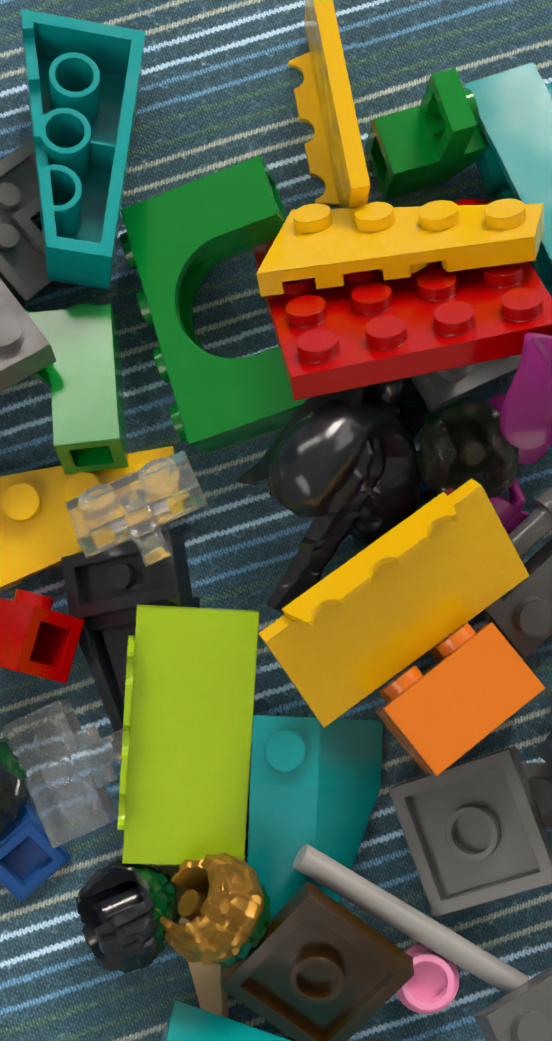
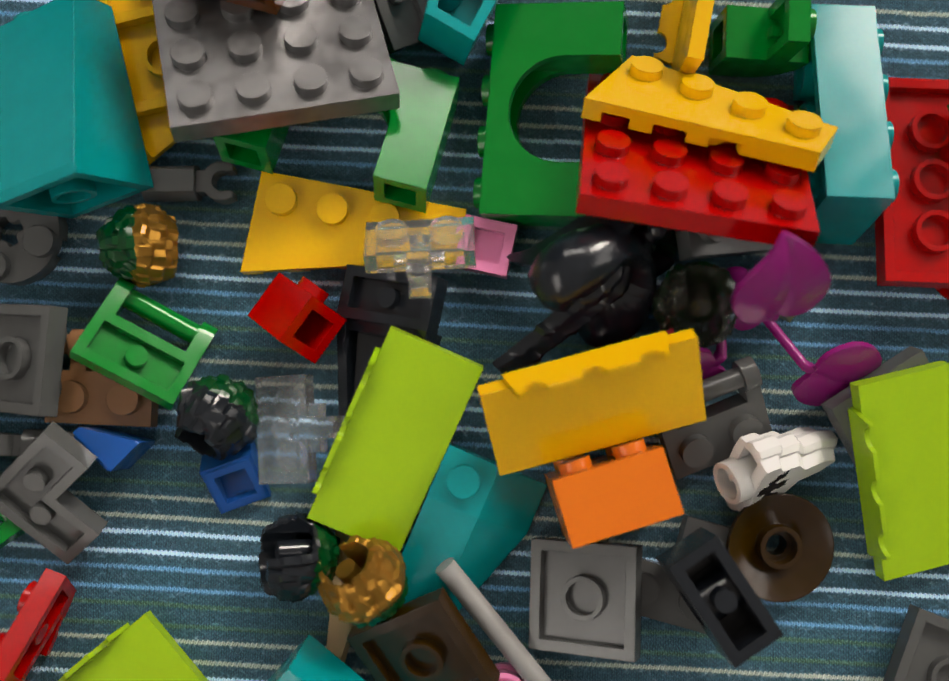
camera: 20 degrees right, 5 degrees up
(218, 473) = (492, 245): none -> bright pink plate

